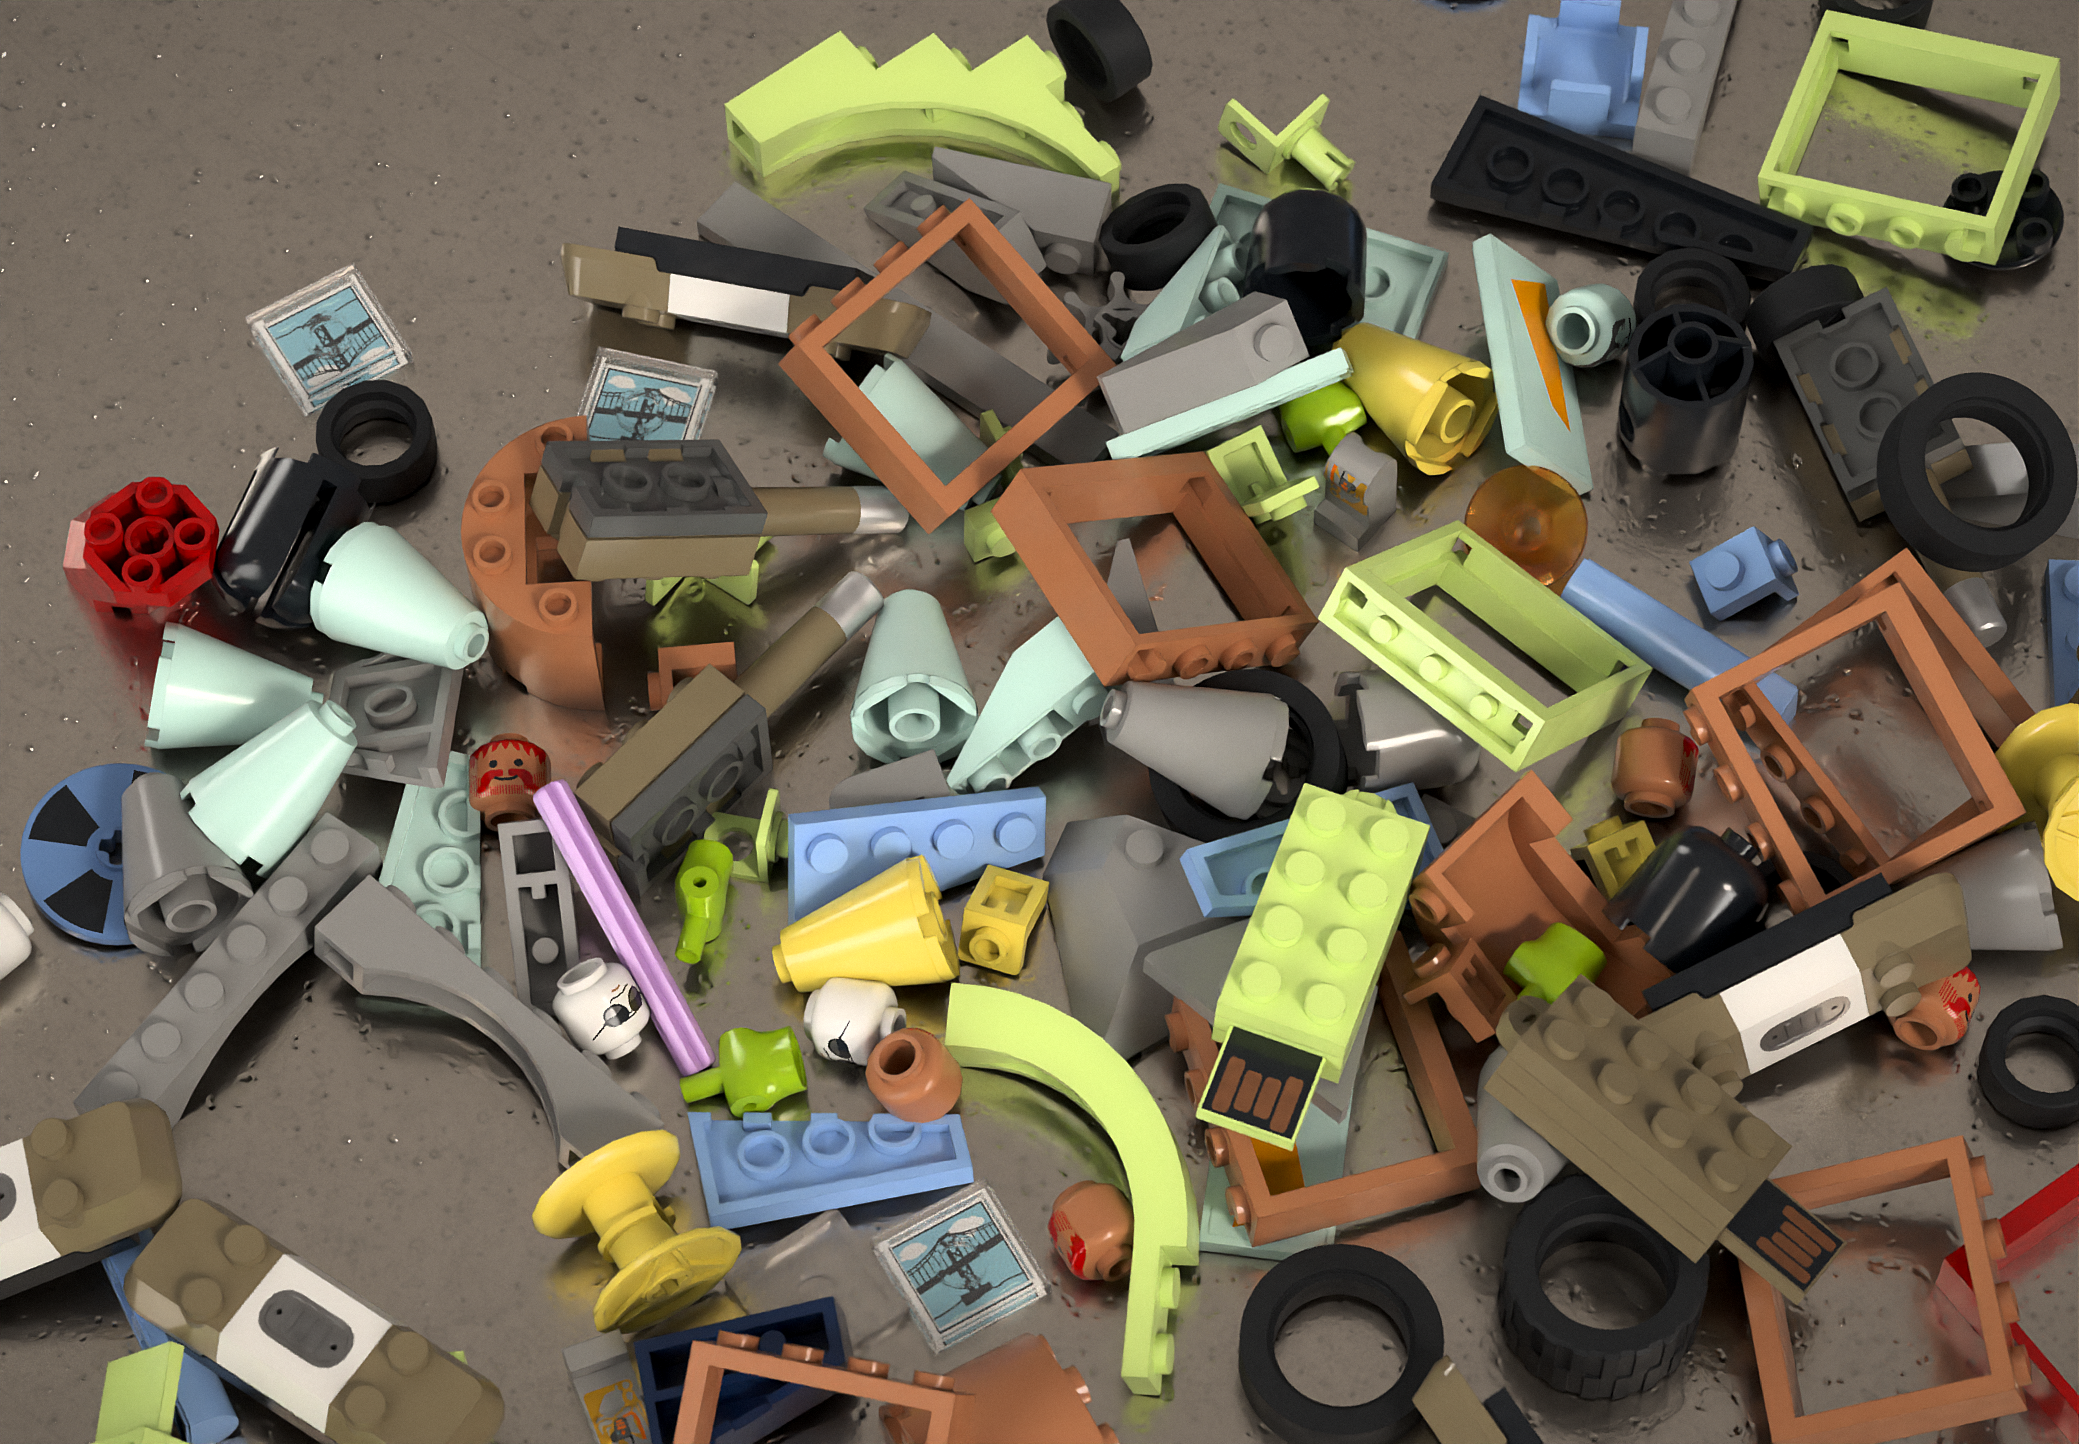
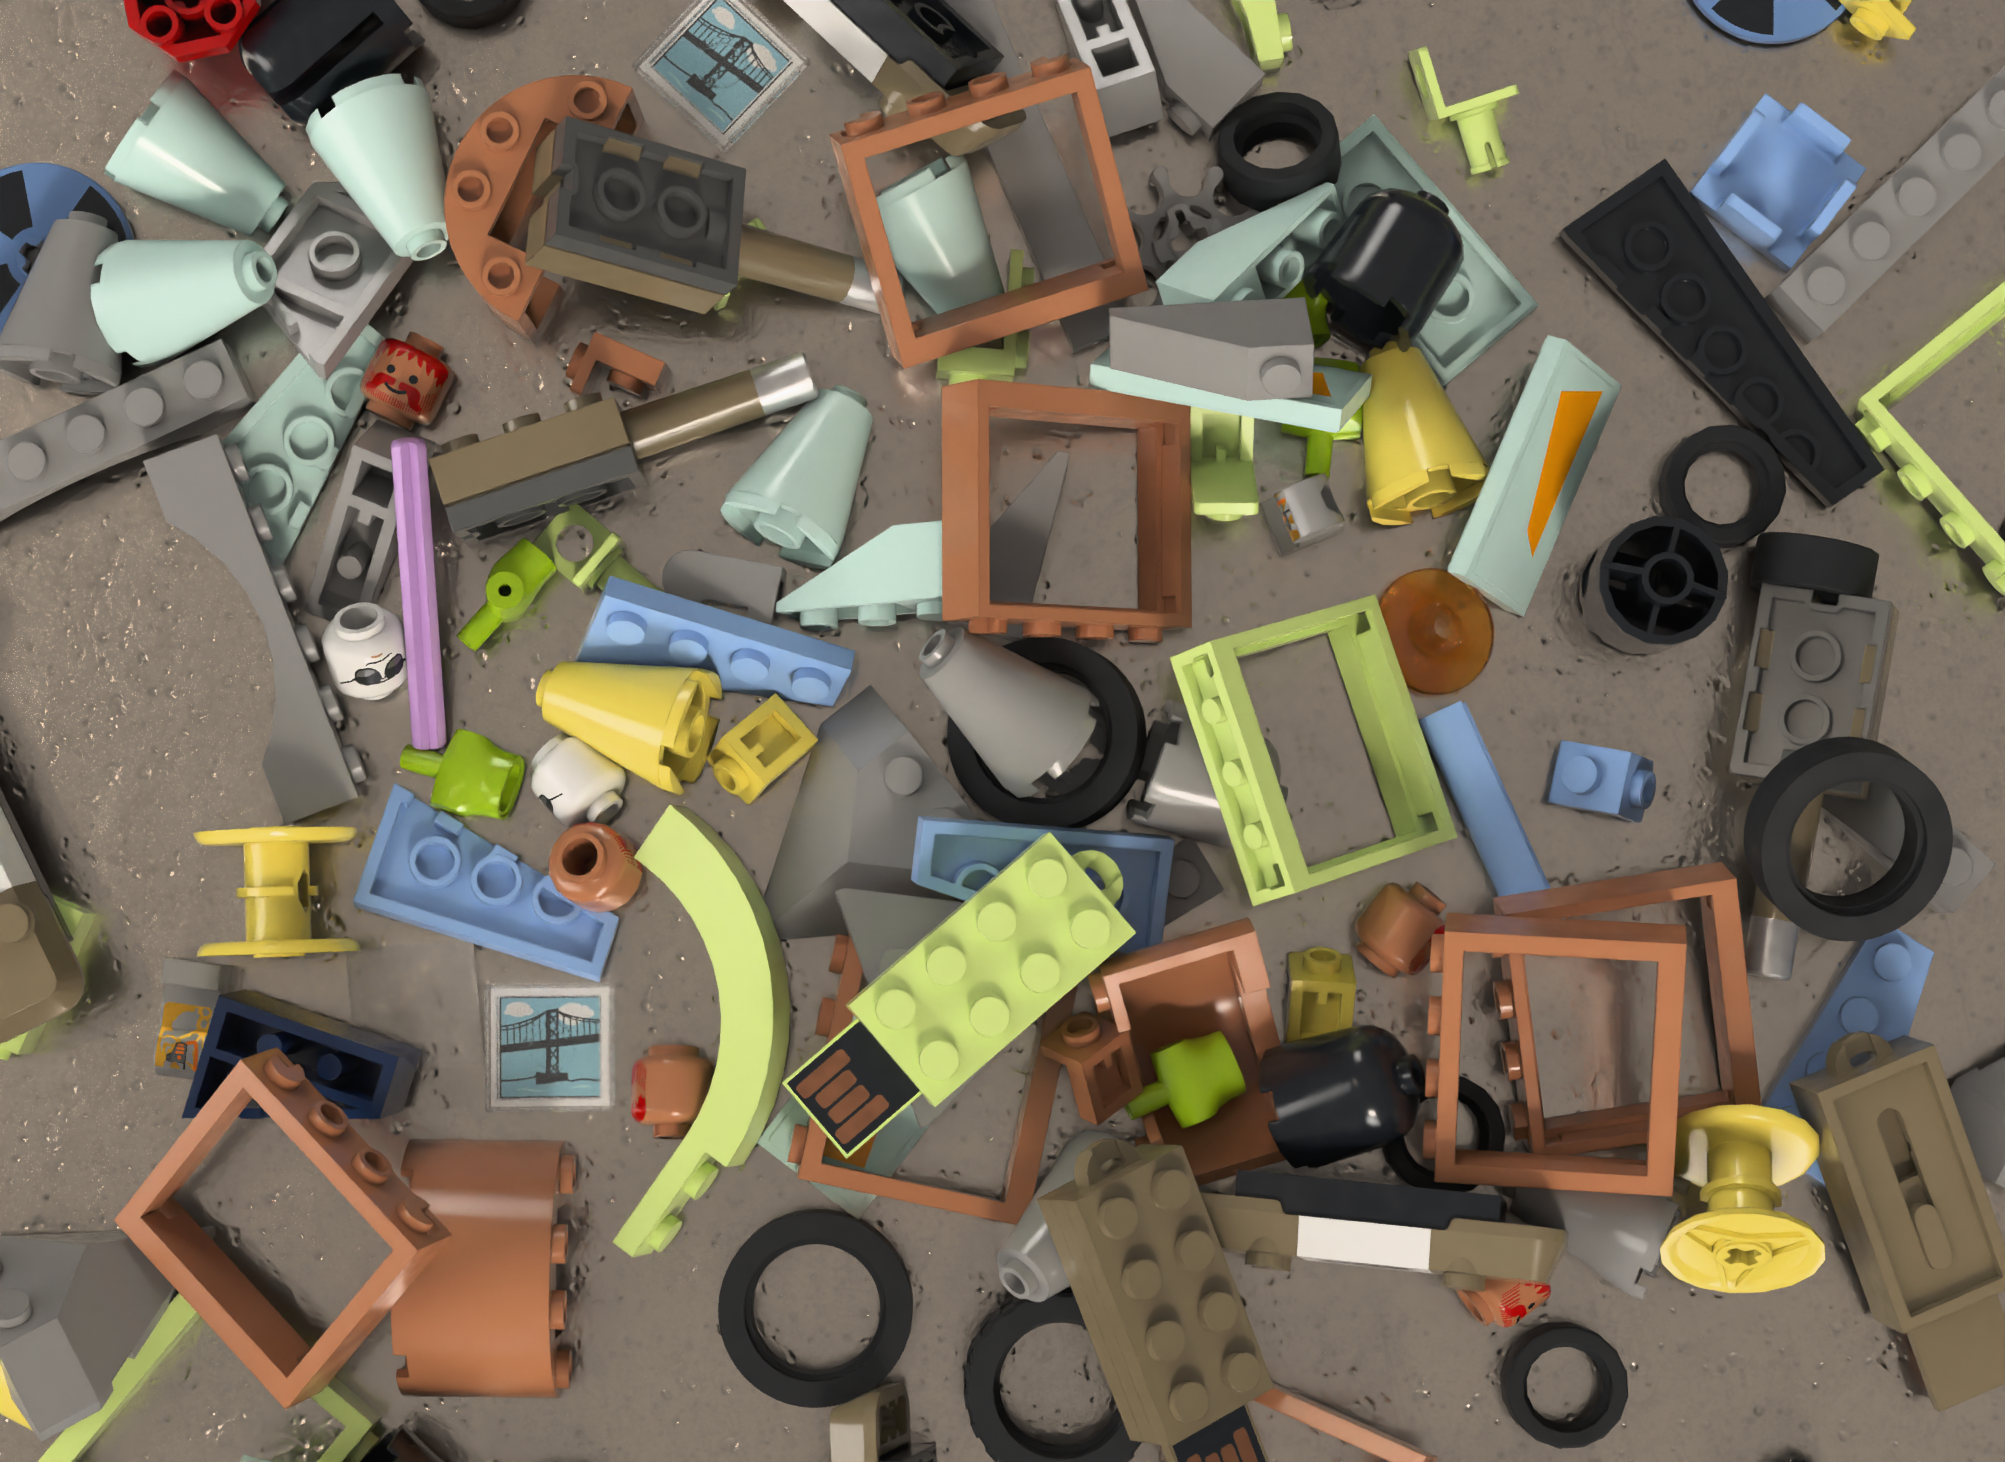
camera: 20 degrees right, 25 degrees up
(1591, 325) = (1616, 461): light aqua head -> none

